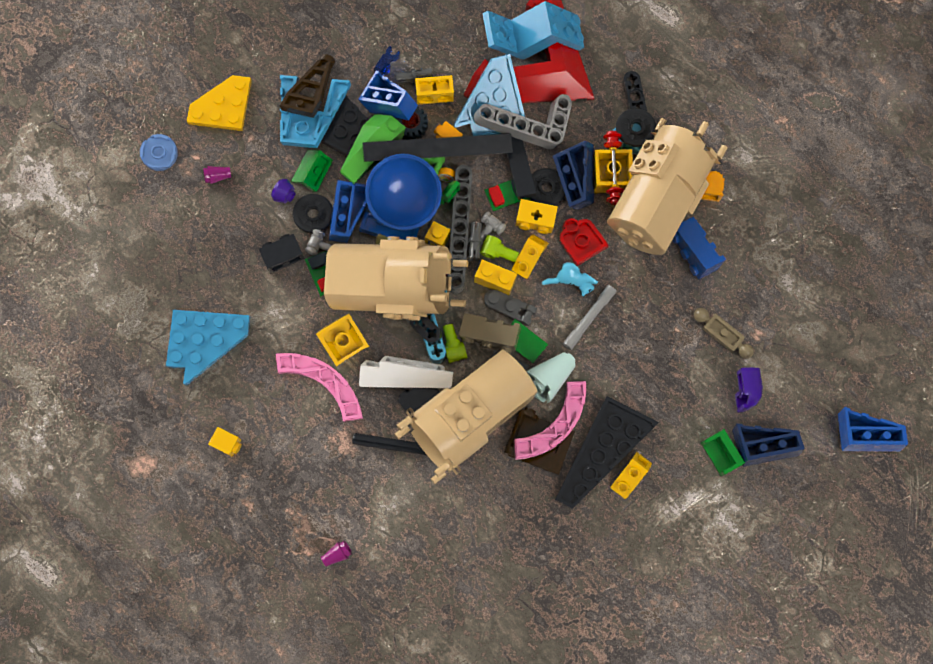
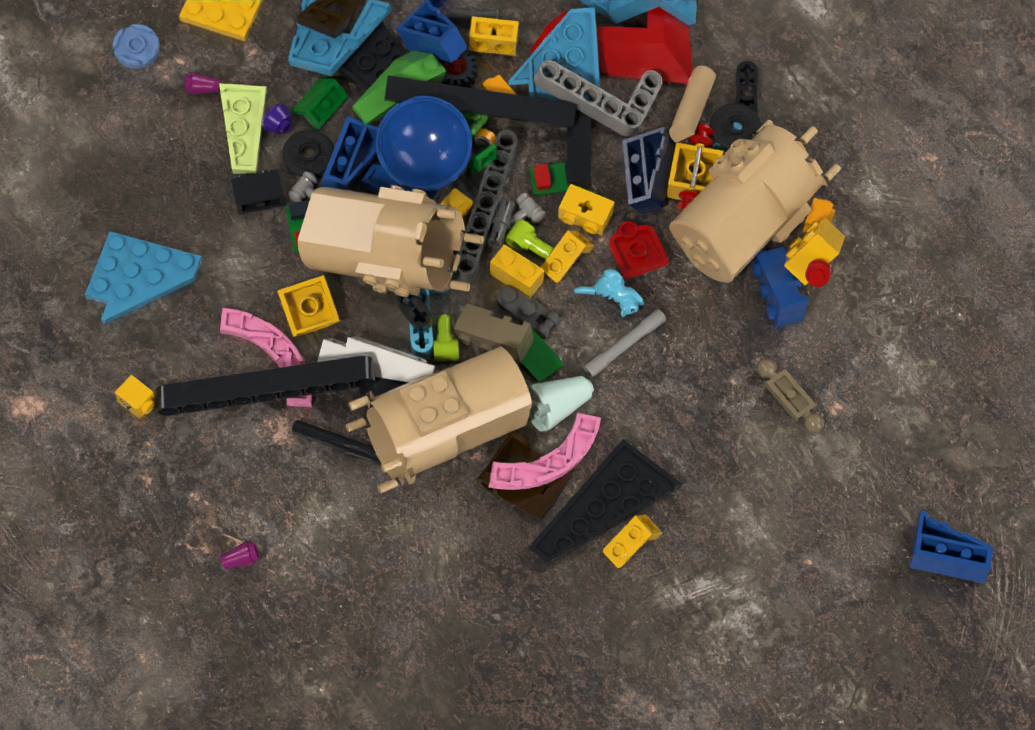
camera: 15 degrees right, 10 degrees down
(255, 193) = (243, 121): none -> yellowish green wing
(324, 413) = (265, 385): none -> black beam
(551, 177) = (608, 166): black wheel -> none
(599, 115) = (692, 103): none -> tan brick
(720, 219) = (811, 254): none -> yellow brick
(722, 453) = (754, 537): green panel -> none
(749, 388) = (805, 464): dark purple brick -> none
(765, 444) = (811, 537): dark blue wedge -> none

